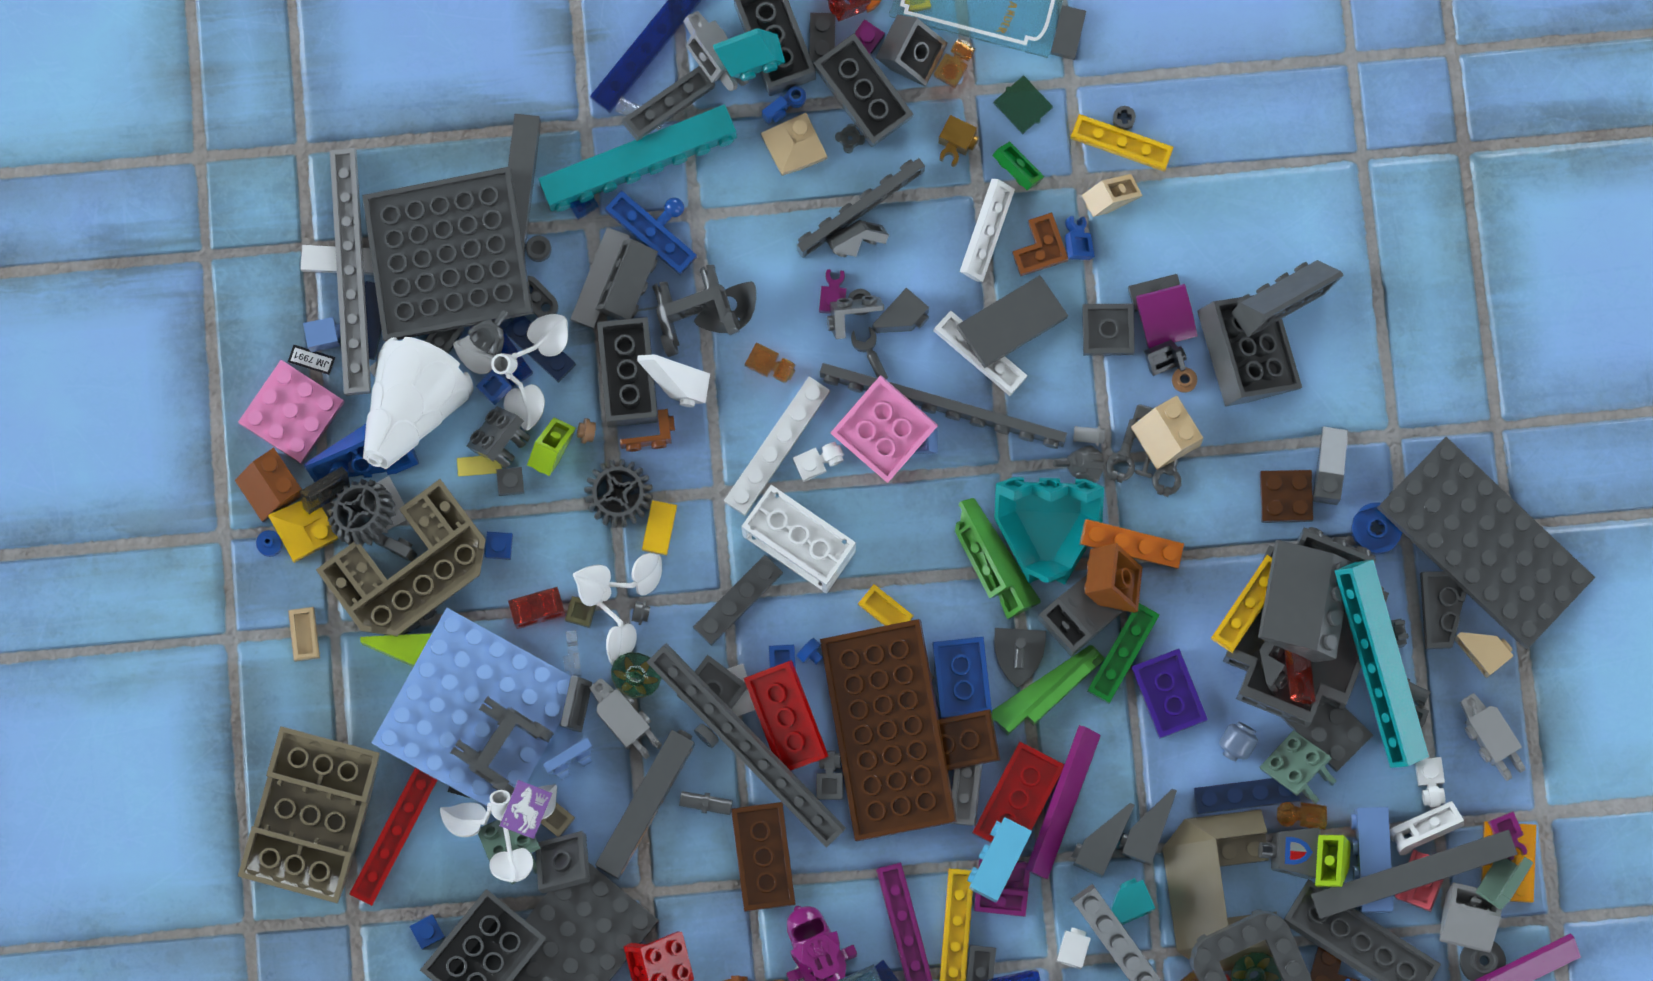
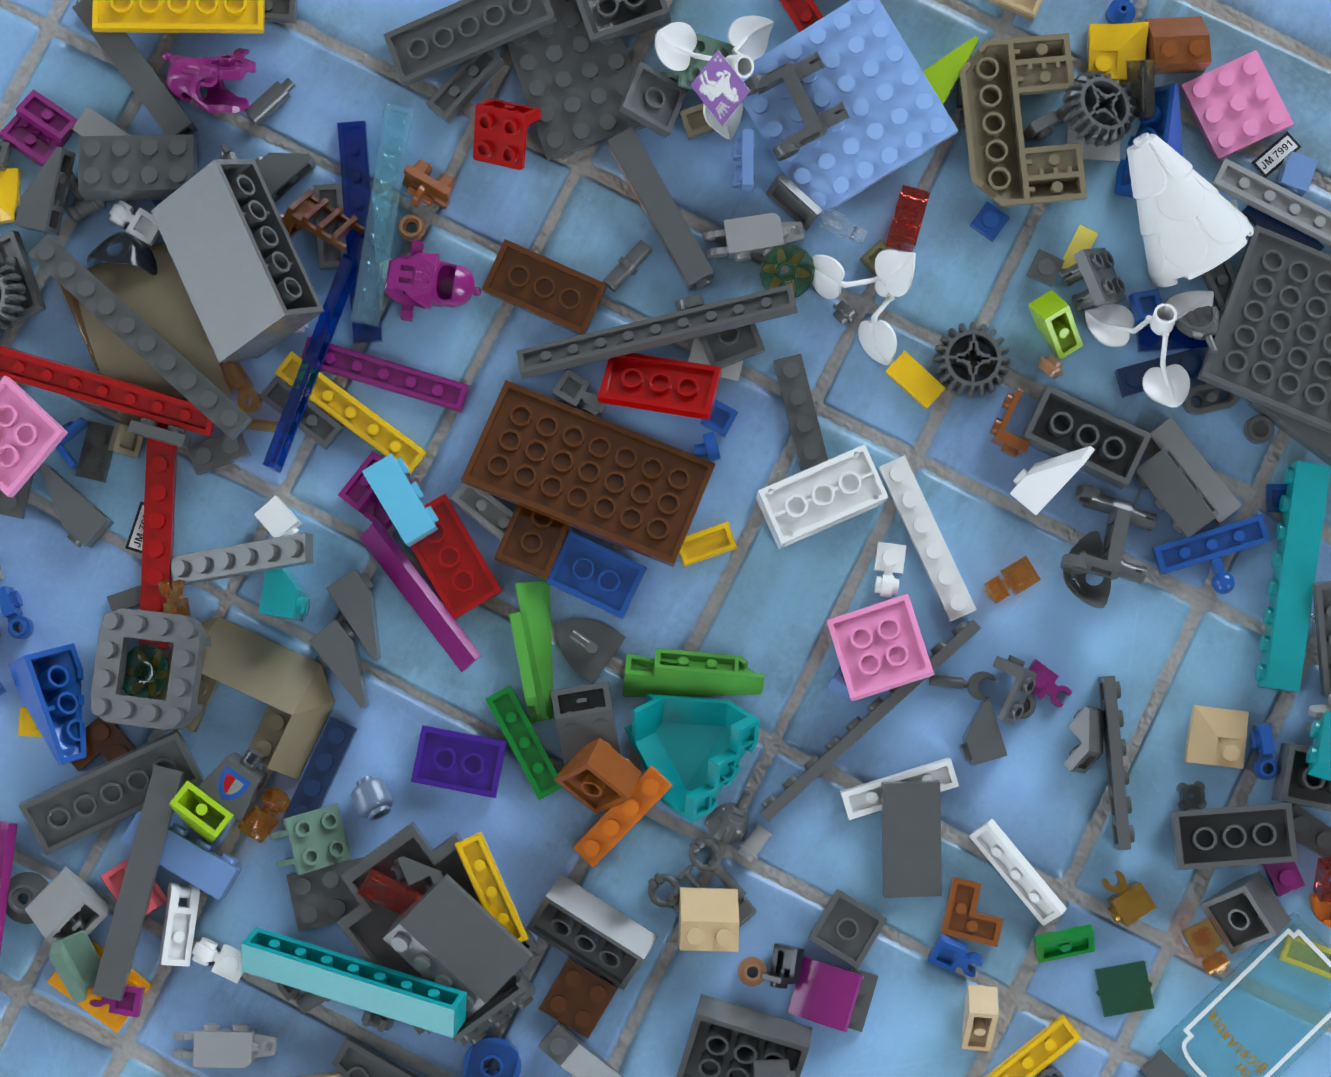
camera: 125 degrees right, 5 degrees up
(1231, 514) = (592, 932): none -> dark grey slope

